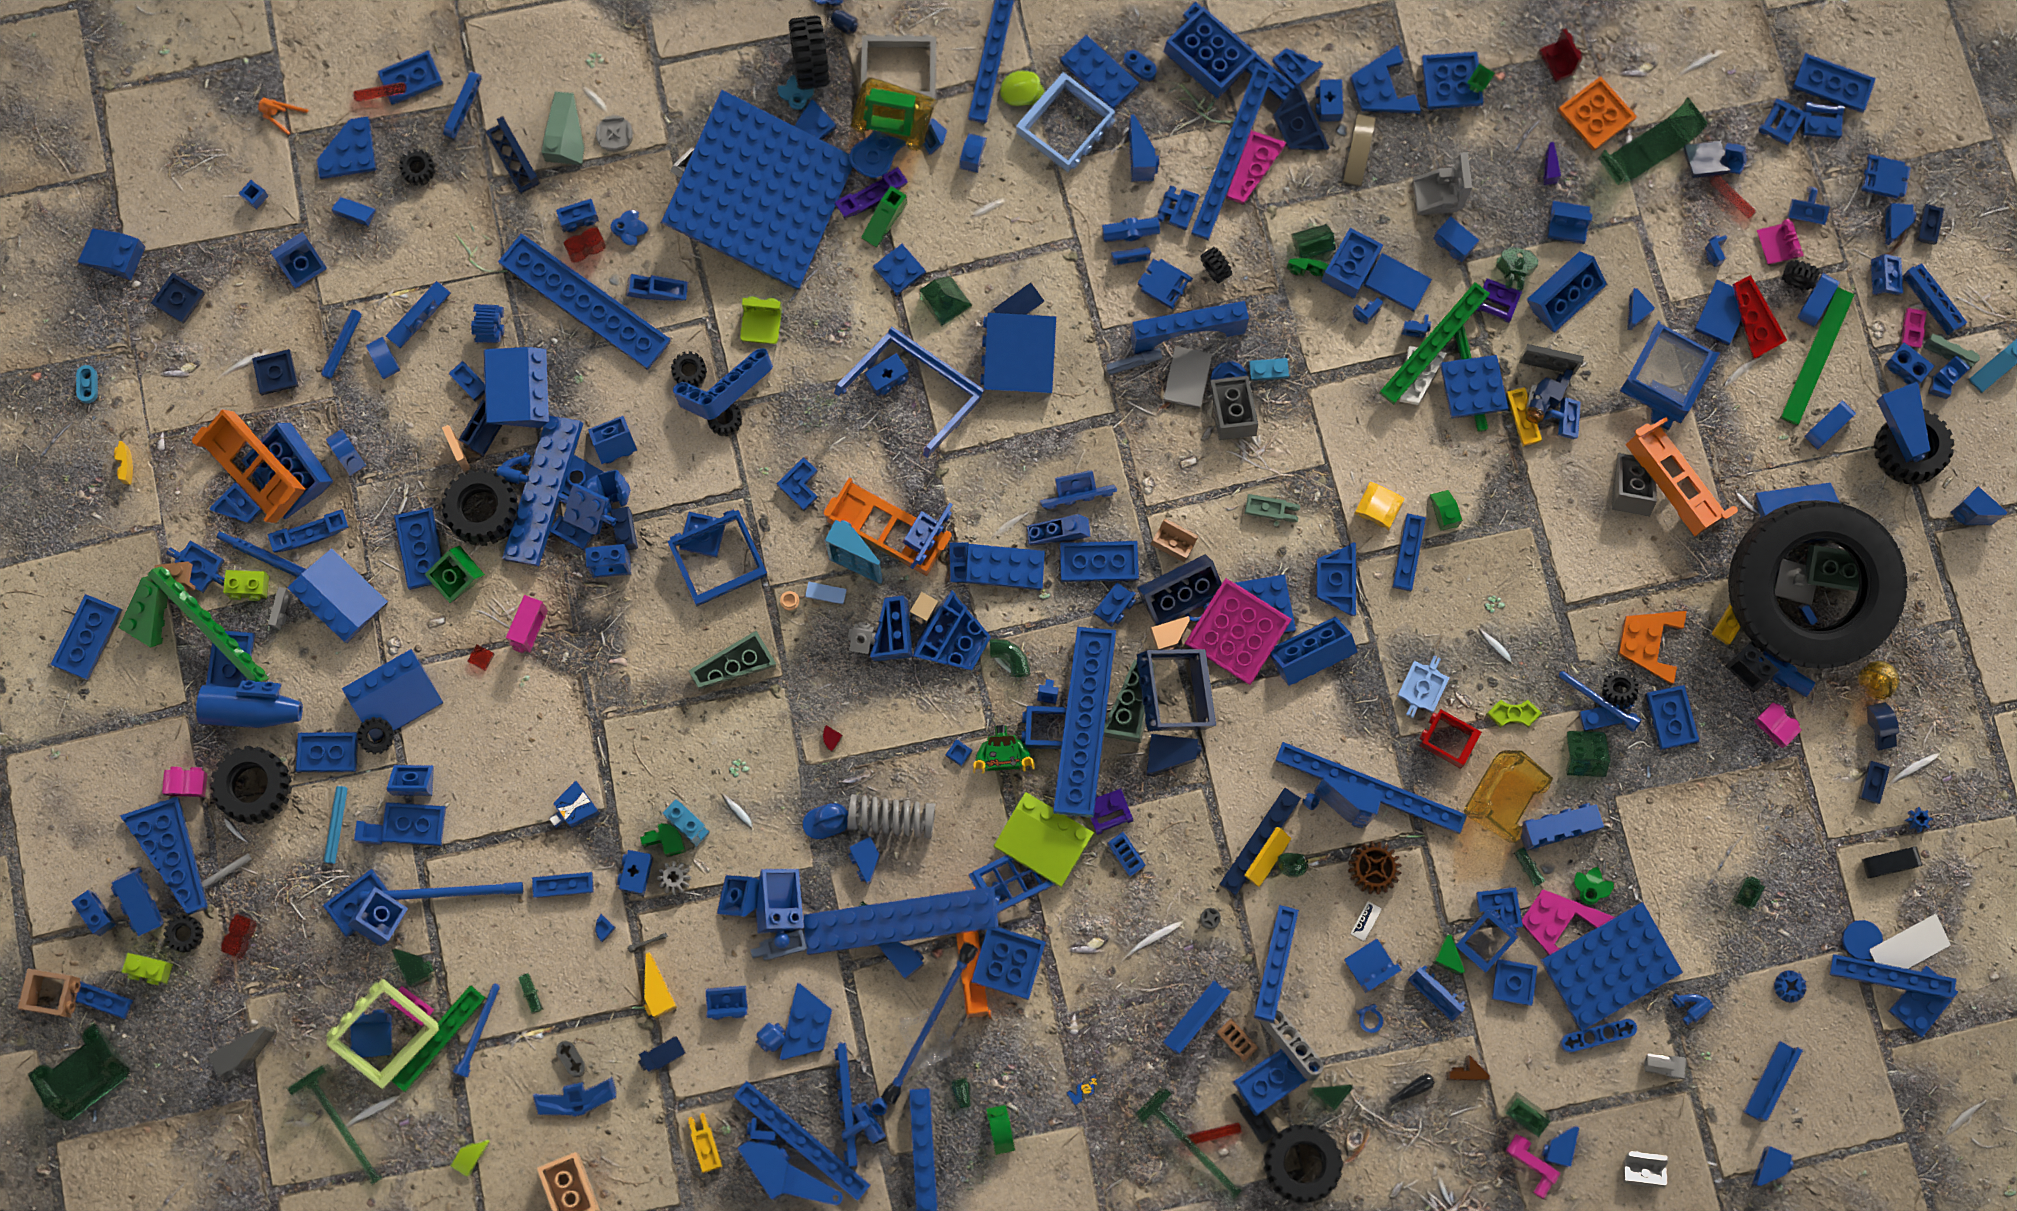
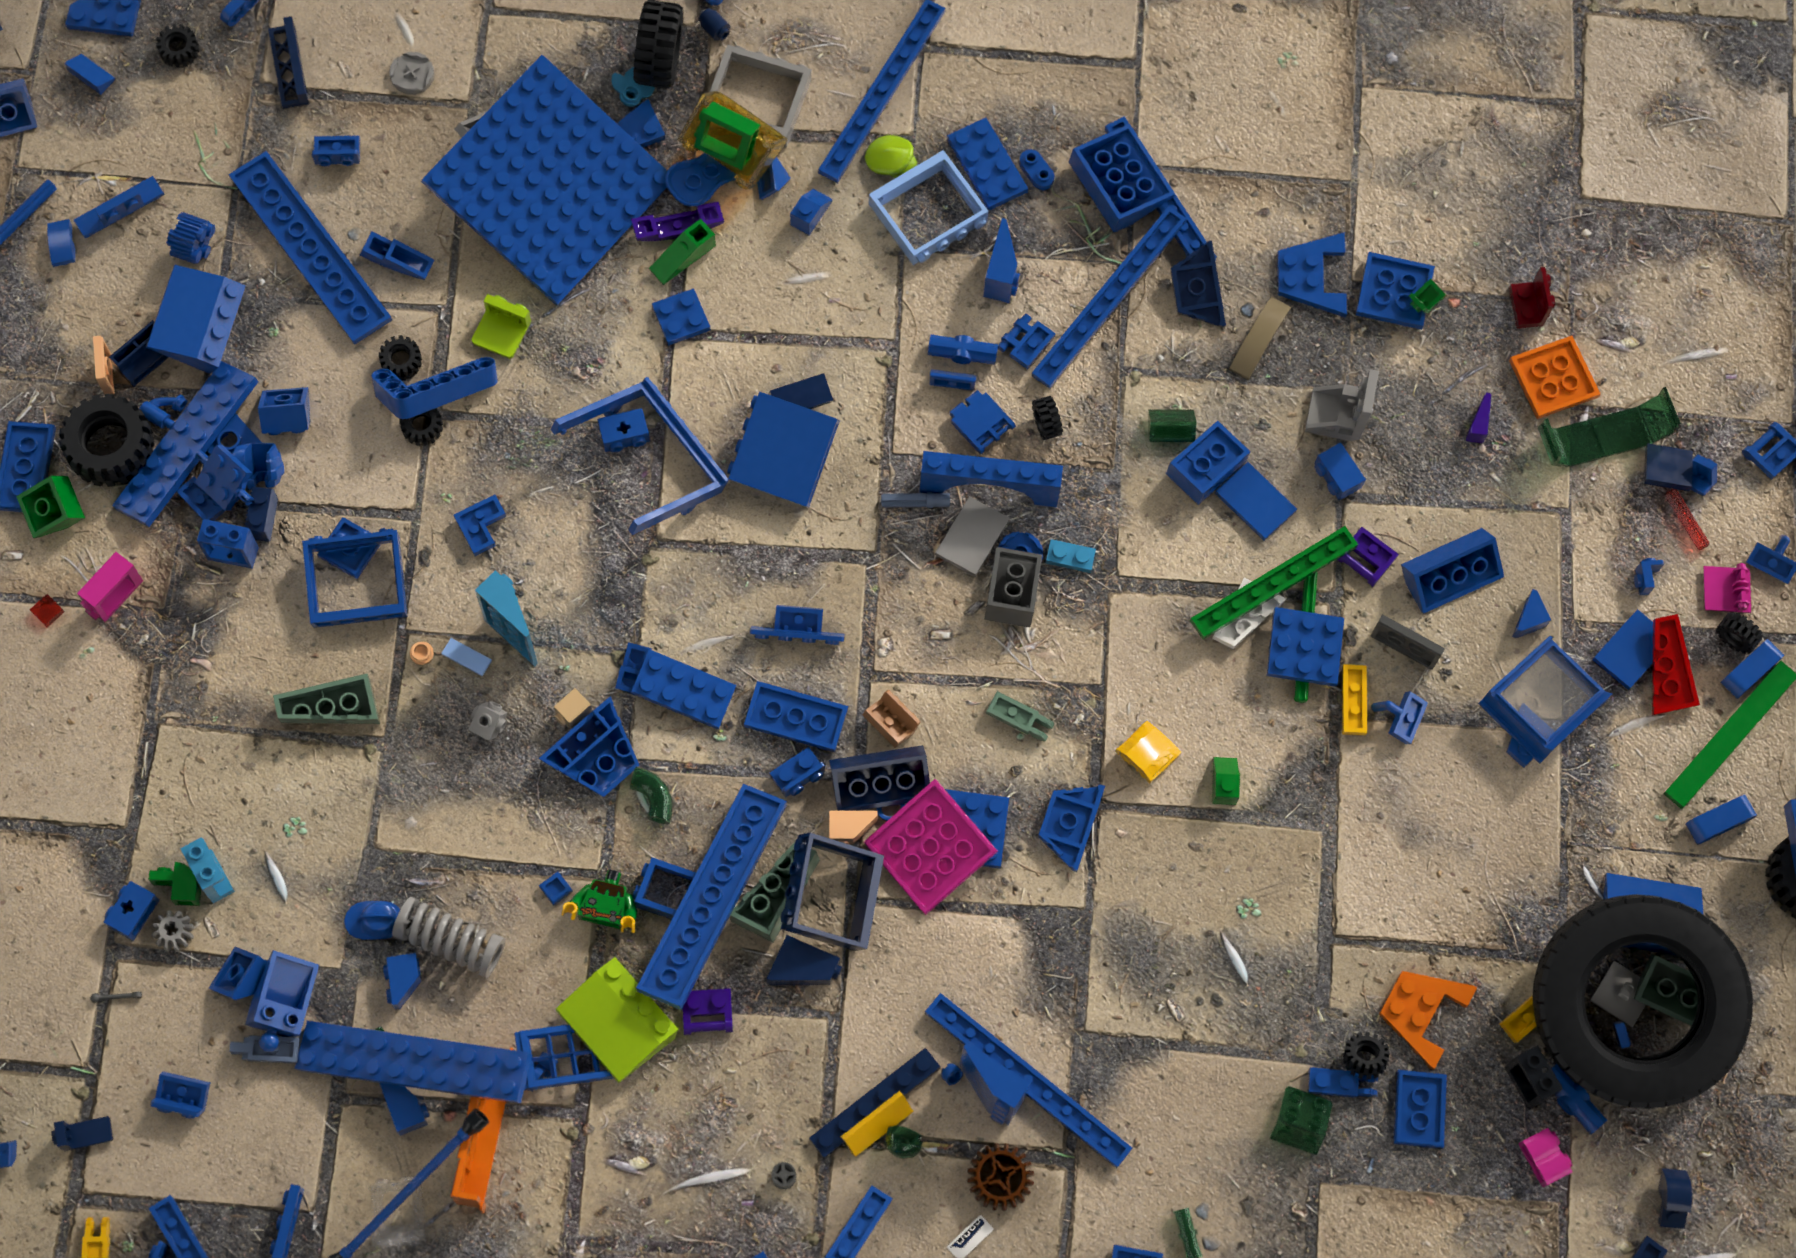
camera: 15 degrees right, 5 degrees down
(468, 380) = (146, 295): blue plate -> none
(563, 132) = (354, 54): sand green wedge -> none
(563, 884) = (43, 899): blue plate -> none
(573, 807) = (88, 813): blue torso -> none
(586, 244) = (332, 184): clear red brick -> none
(603, 928) = (72, 964): blue tile -> none
(632, 227) = (393, 181): blue plate -> none
(656, 991) = (104, 1057): yellow slope -> none
(770, 1037) = (216, 1152): blue head -> none
(806, 1025) = (264, 1152): blue wing -> none
(831, 738) = (413, 825): dark red tile -> none
(856, 504) = (531, 570): orange piece -> none
(893, 632) = (528, 724): blue wedge -> none
(922, 533) = (600, 619): bracket -> none
(944, 299) = (720, 364): clear green slope -> none
(1008, 962) = (526, 1152): blue plate -> none
(1047, 692) = (683, 849): blue tile -> none
(1059, 530) = (762, 666): blue slope -> none
(1111, 844) = (710, 1045): blue slope -> none
(1254, 163) = (1131, 317): dark pink wing -> none
(1296, 66) = (1216, 222): blue wing -> none
(1299, 266) = (1148, 448): green slope -> none
(1313, 651) = (1012, 897): blue slope -> none
(1331, 90) = (1244, 259): blue brick -> none
(1370, 310) = (1212, 523): blue bracket -> none
(1409, 552) = (1166, 817): blue tile -> none
(1415, 329) = (1258, 560): blue bracket -> none
(1423, 687) = (1130, 979): light blue plate -> none
(1473, 733) = (1160, 1068): red window -> none
(1506, 713) = (1219, 1042): lime tile -> none
(1506, 793) = (1188, 1138): clear yellow windscreen -> none
(1516, 267) = (1401, 524): clear green hinge -> none
(1546, 395) = (1387, 682): dark blue plate -> none
(1561, 826) = (1241, 1197): blue wedge -> none
(1569, 222) = (1481, 491): blue bracket -> none
(1630, 721) = (1365, 1097): blue piece -> none
(1633, 487) = (1461, 819): dark grey slope -> none
(1653, 446) = (1498, 779): orange piece -> none
(1880, 679) = (1688, 1140): clear yellow cylinder -> none

